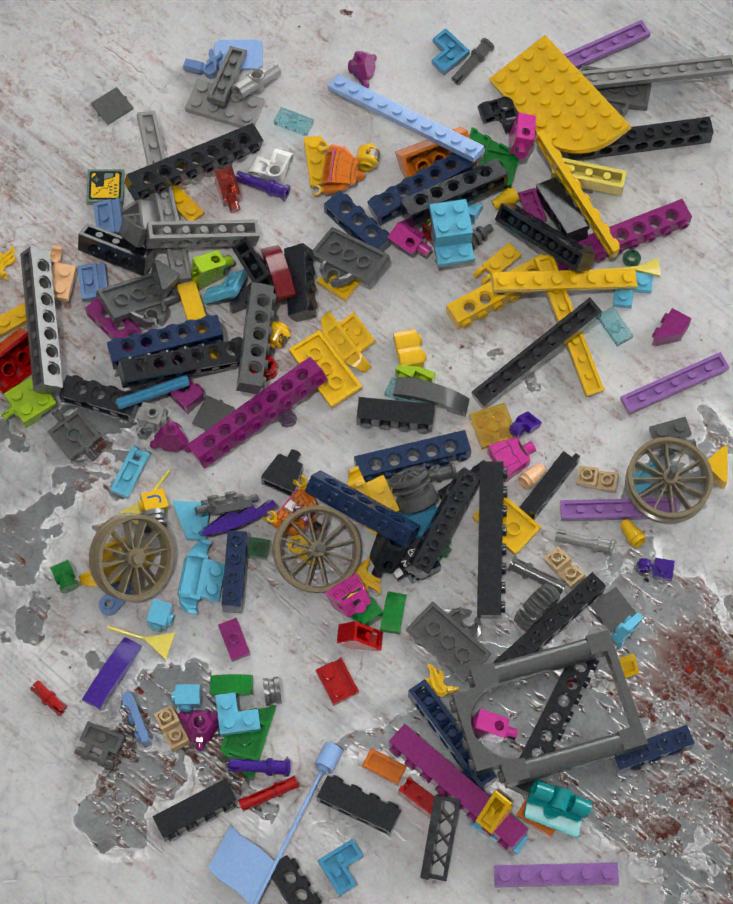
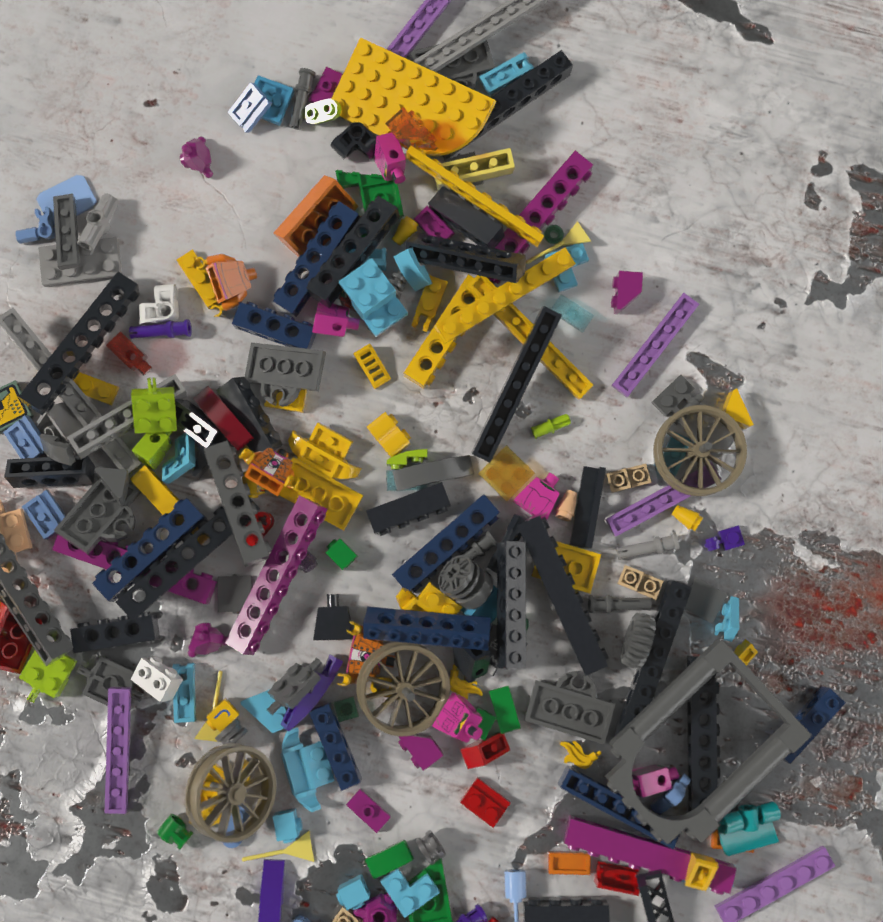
camera: 25 degrees left, 15 degrees up
(53, 488) = (117, 750): none -> medium lavender plate
(116, 447) = (157, 678): none -> white brick
(152, 392) = (164, 606): dark azure axle -> none
(152, 416) = (170, 631): light grey brick -> none
(227, 234) = (154, 408): none -> lime plate
(293, 121) = (157, 247): clear light blue plate -> none
(295, 324) = (270, 469): none -> torso
(307, 609) = (422, 748): none -> magenta slope
(320, 424) = (341, 553): none -> green brick
(368, 156) = (249, 251): yellow head -> none
(406, 118) = (268, 193): light blue plate -> none
(423, 278) = (361, 352): none -> yellow slope
(426, 49) = (250, 107): none -> plate
(482, 78) = (320, 112): none -> plate
(496, 62) = (326, 85): none -> magenta plate
(496, 234) = (414, 273): none -> medium azure slope
(505, 744) = (672, 796): none -> medium blue bar
(524, 422) = (537, 455): dark purple plate -> none
(549, 118) = (411, 130): none -> clear orange slope
(551, 406) = (550, 426): none -> lime axle
(654, 115) = (505, 73): none -> medium azure plate

